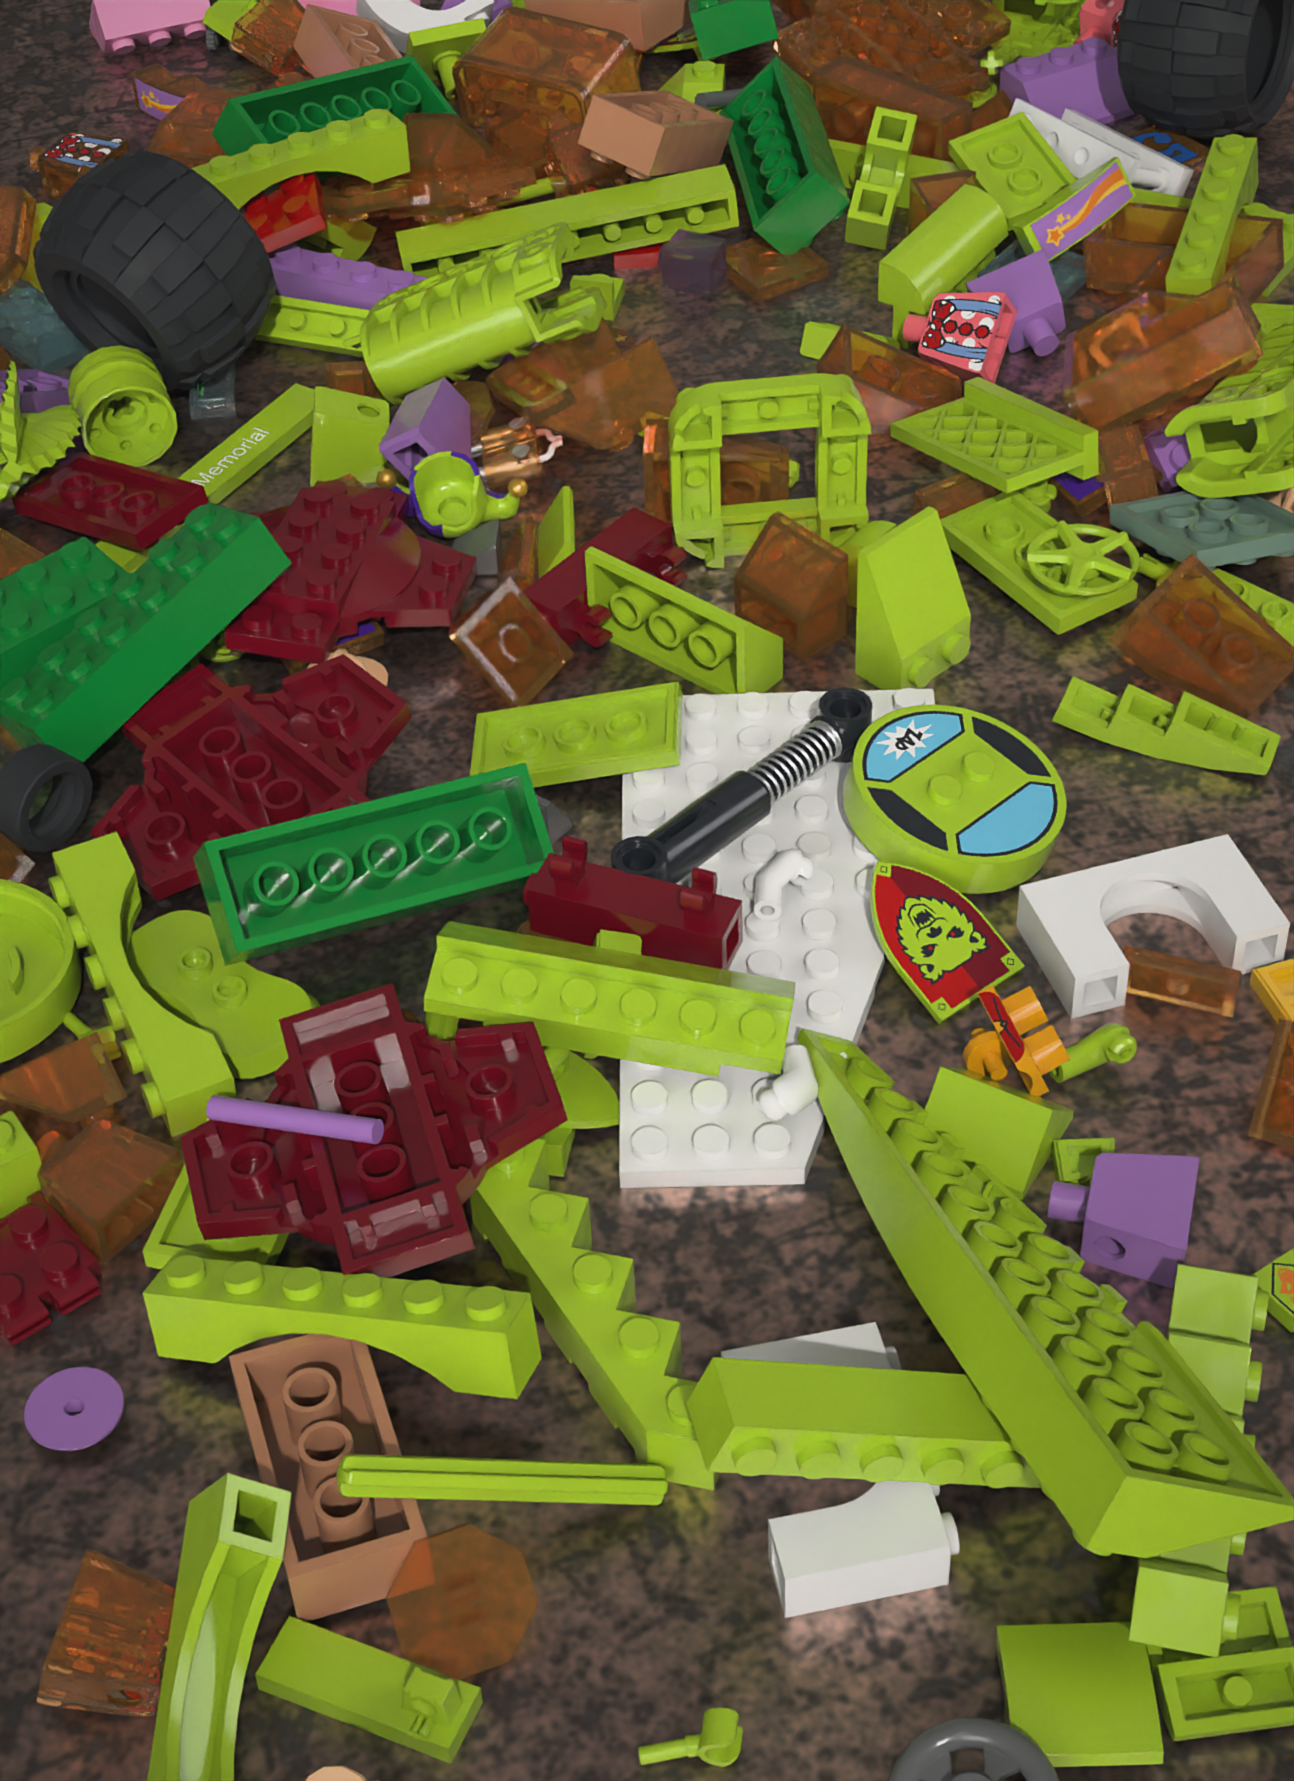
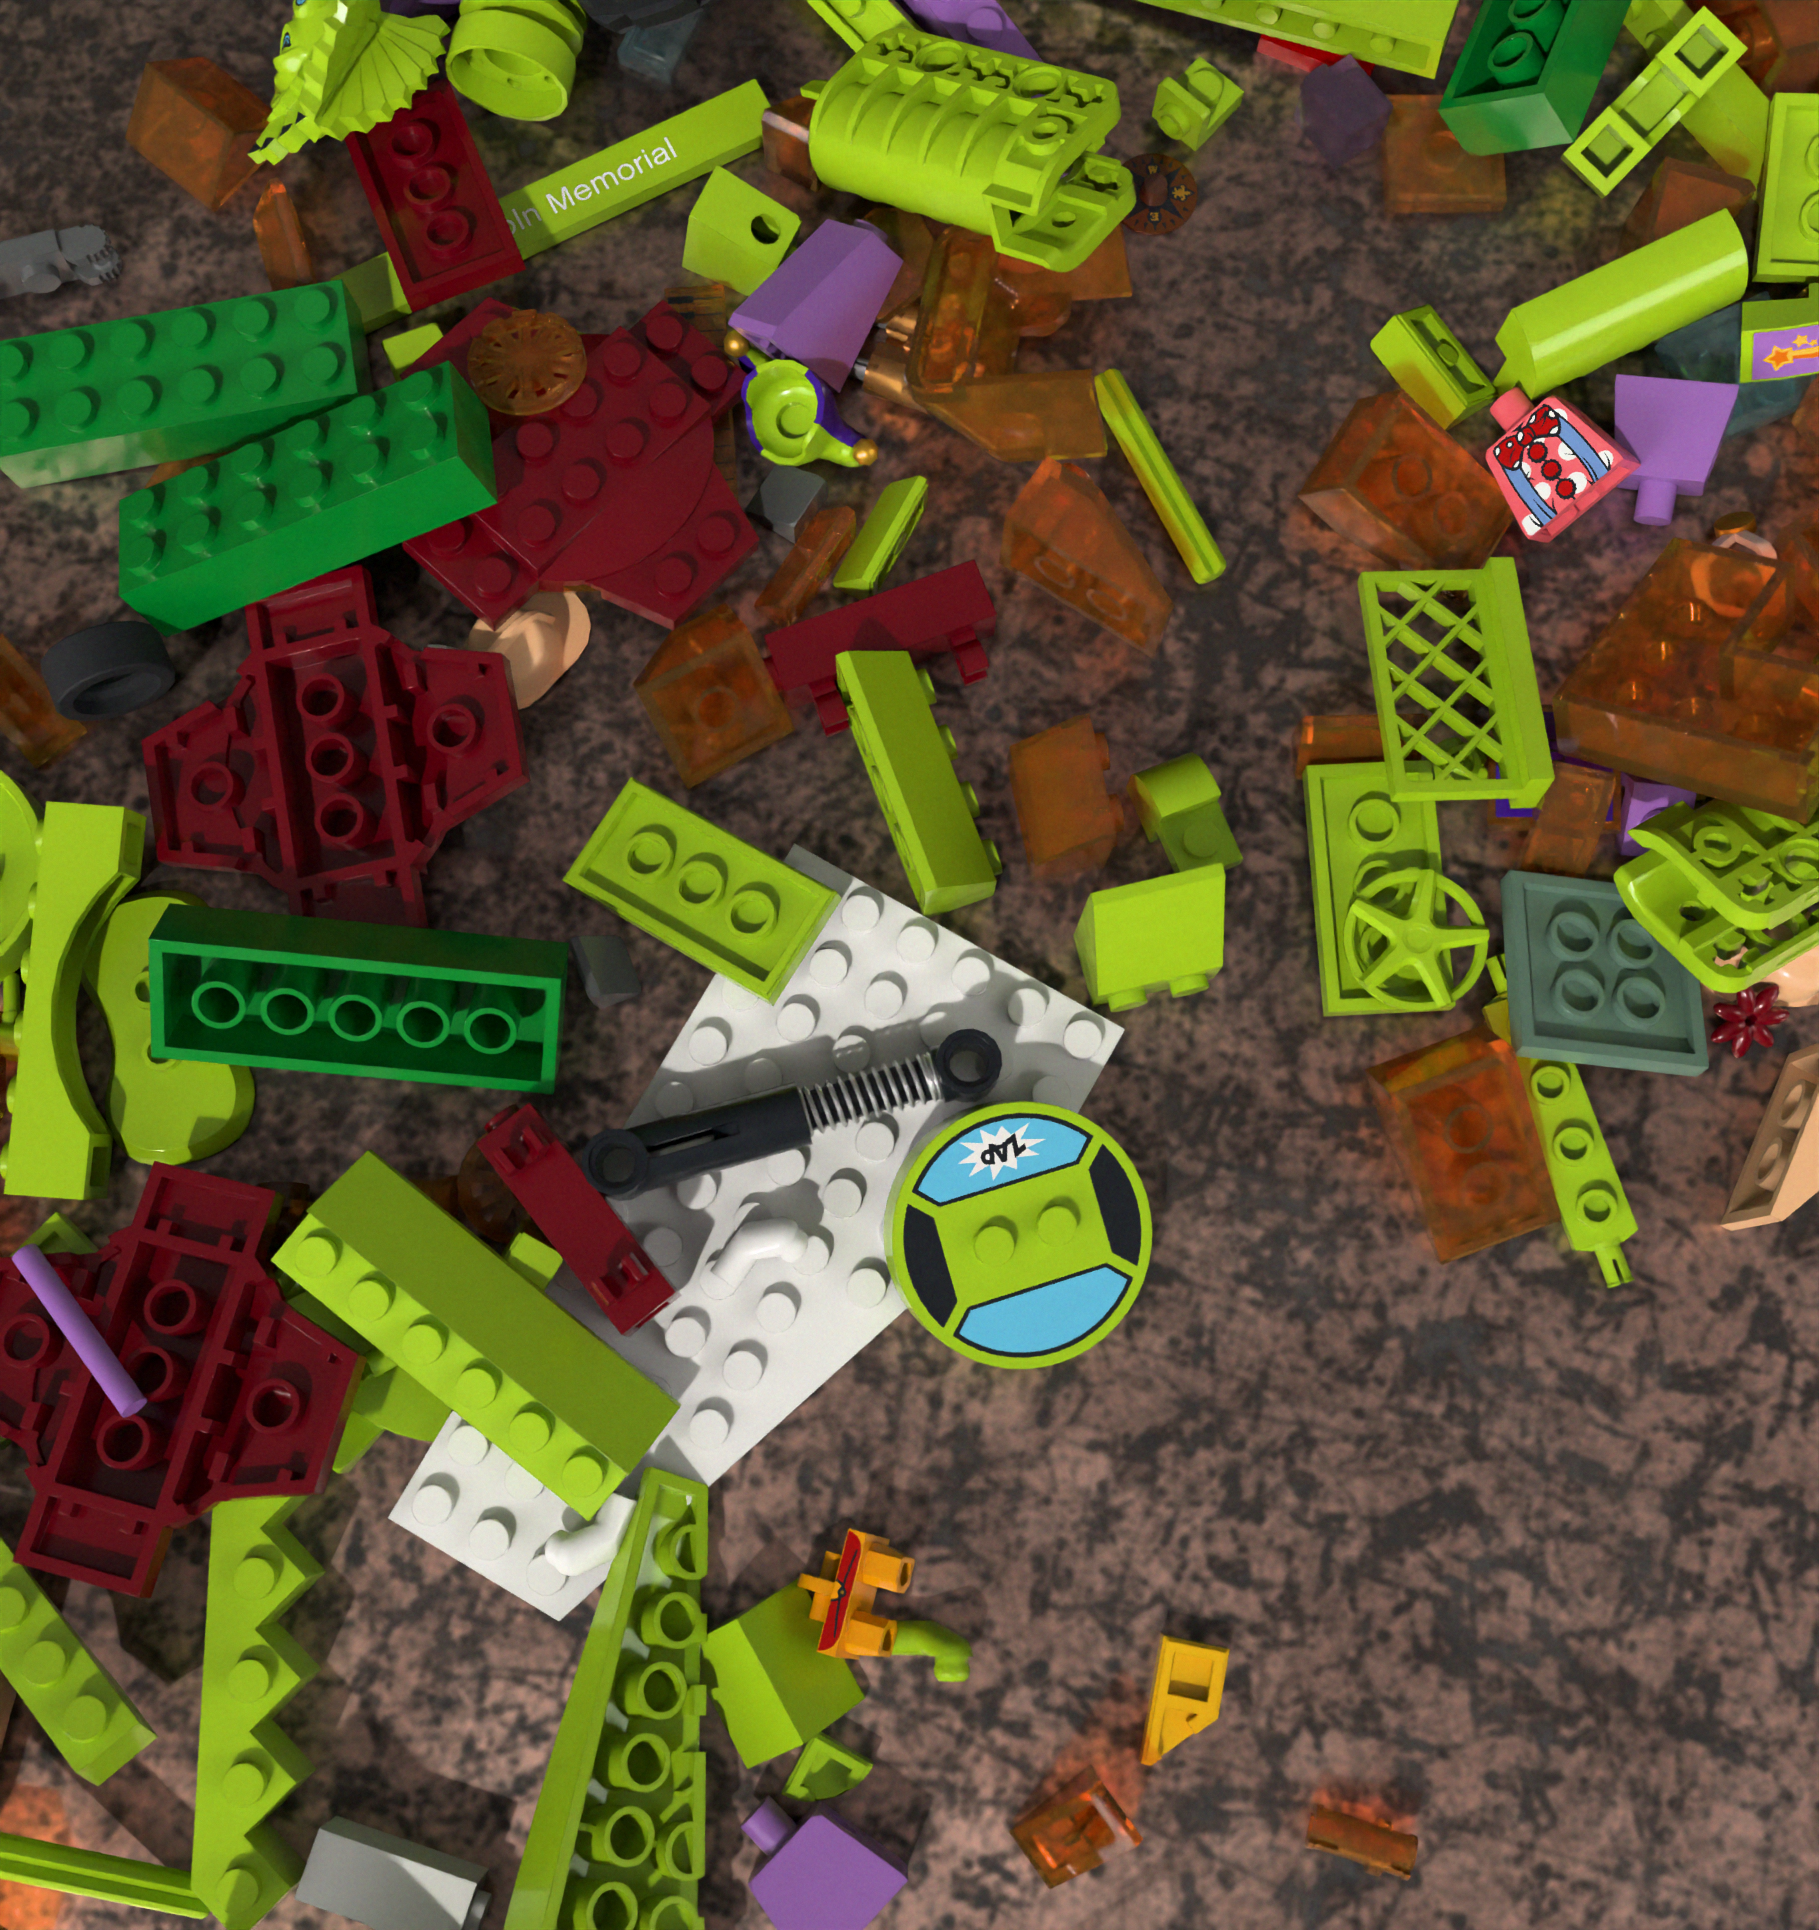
camera: 25 degrees right, 35 degrees up
(274, 507) = (527, 362): none -> clear orange wheel
(761, 406) = (1036, 618): lime plate -> none
(937, 939) = (874, 1409): shield -> none
(1180, 733) = (1330, 1240): lime slope -> none
(1183, 981) = (1087, 1602): clear orange slope -> none
(1195, 882) = (1197, 1499): white arch -> none

